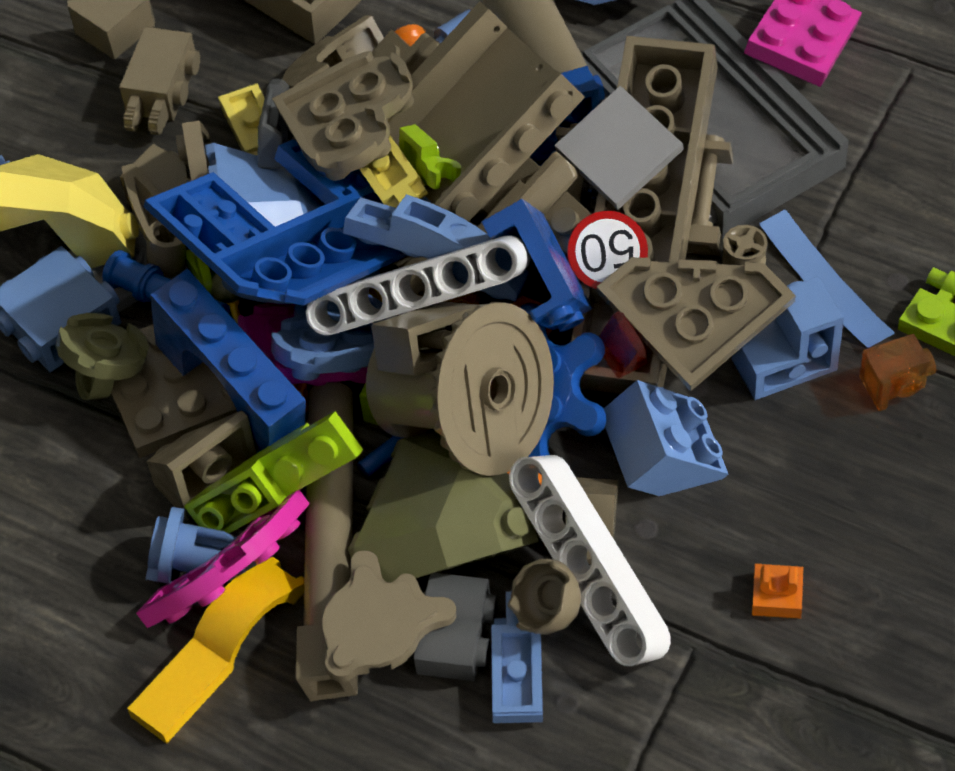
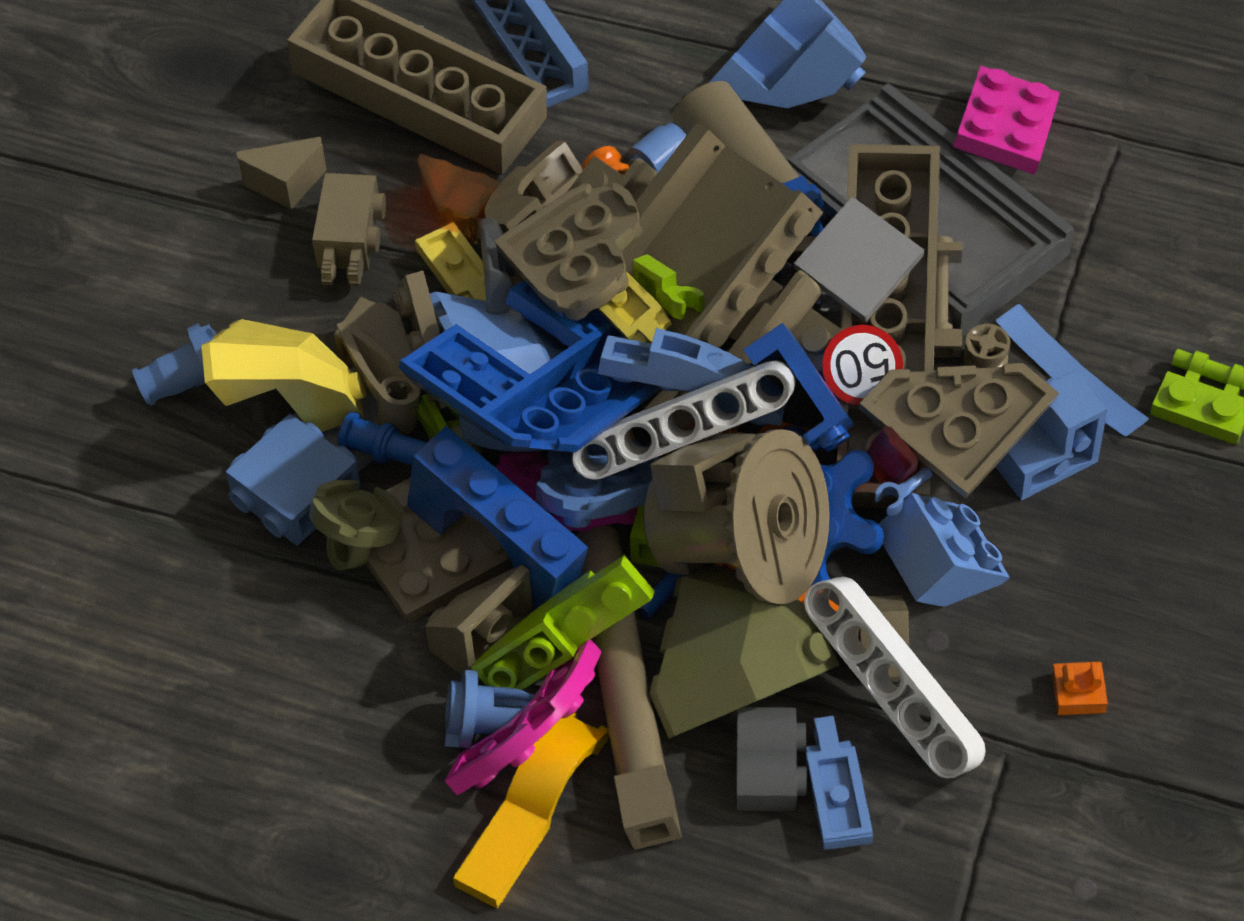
camera: 10 degrees left, 0 degrees up
(263, 53) = (455, 194): none -> clear orange slope
(377, 620) = (697, 762): dark tan tile -> none
(545, 597) = (859, 718): dark tan hair -> none
(626, 377) = (902, 490): none -> medium blue hand
(895, 369) = (1158, 456): clear orange brick -> none

